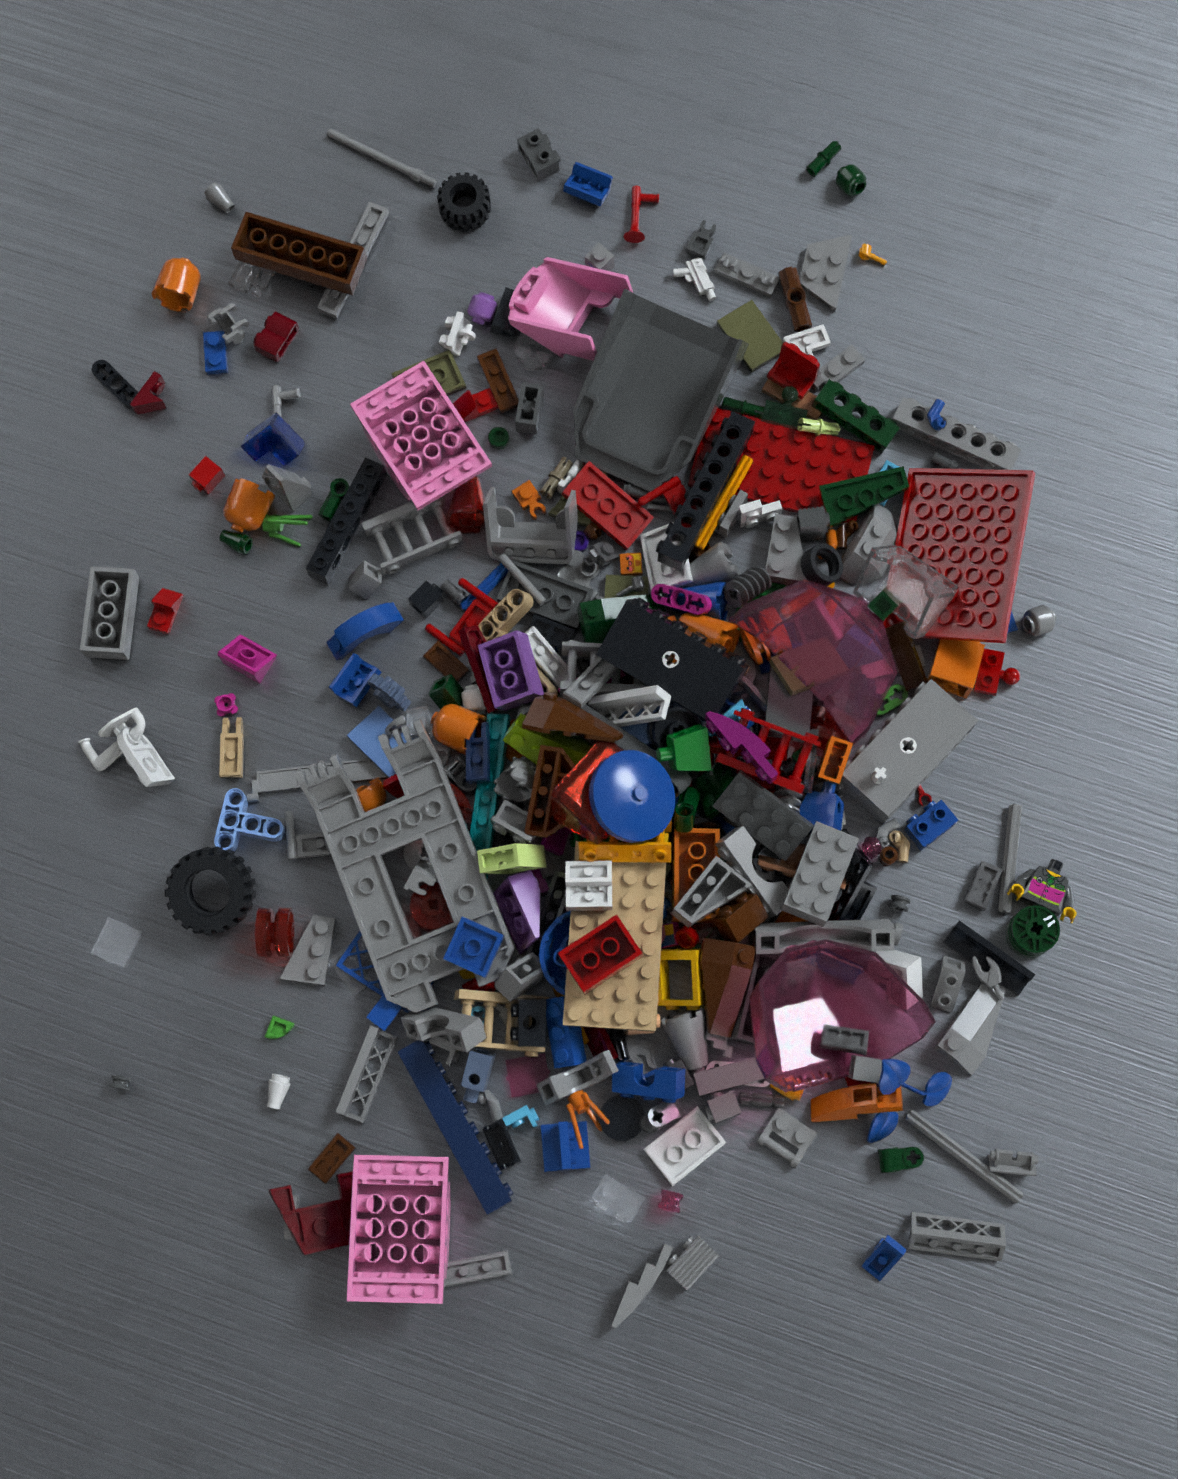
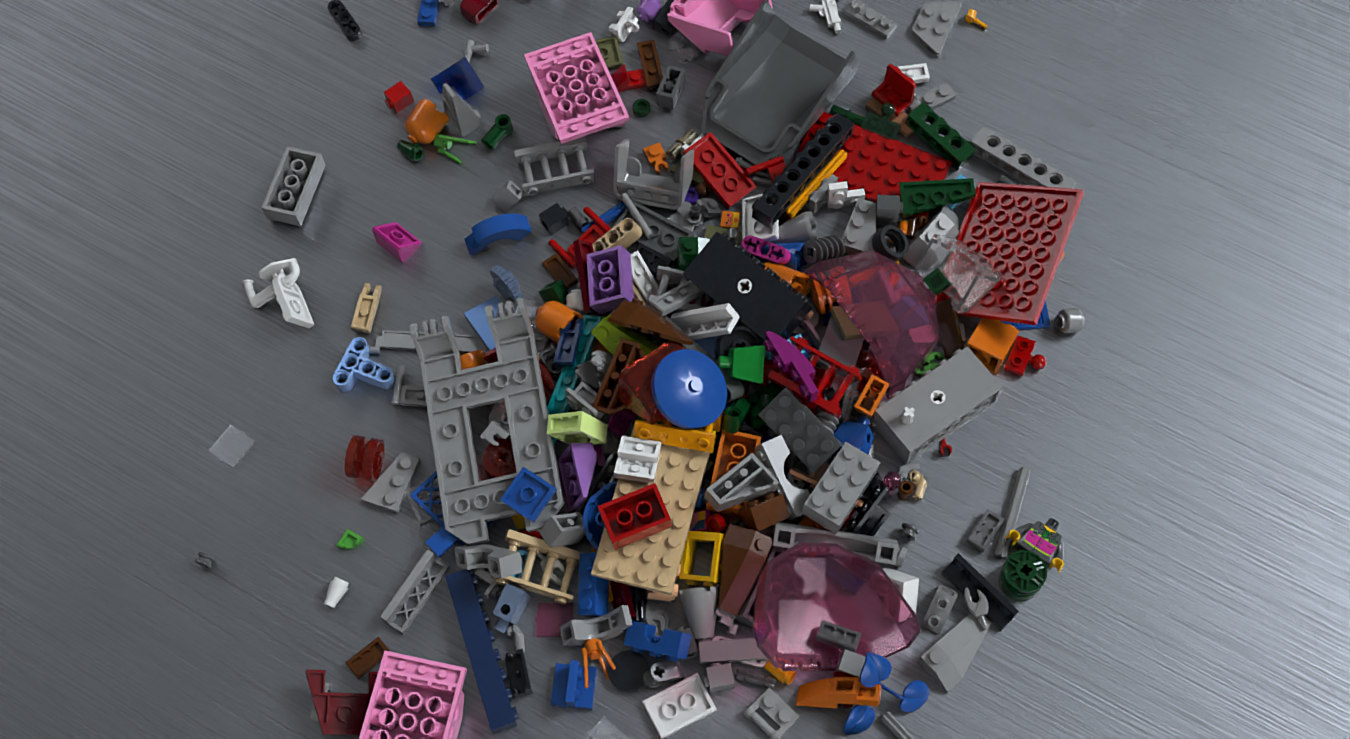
camera: 10 degrees right, 10 degrees down
(147, 398) = (366, 32): dark red slope -> none
(165, 610) = (339, 194): red slope -> none
(190, 911) = (295, 407): black tyre -> none
(221, 700) = (366, 270): dark pink plate -> none
(346, 521) = (502, 149): black brick -> none
(352, 680) = (477, 271): blue bracket -> none
(466, 508) = (602, 153): clear red cone -> none
(516, 1118) = (537, 652): medium azure bracket -> none
(536, 1033) = (567, 581): black brick -> none
(753, 328) = (872, 66): olive tile -> none
(792, 288) = (905, 33): reddish brown piece -> none
(818, 426) = (907, 139): yellowish green axle -> none
(931, 824) = (947, 471): blue brick -> none
(934, 416) = (1006, 145): blue arm -> none

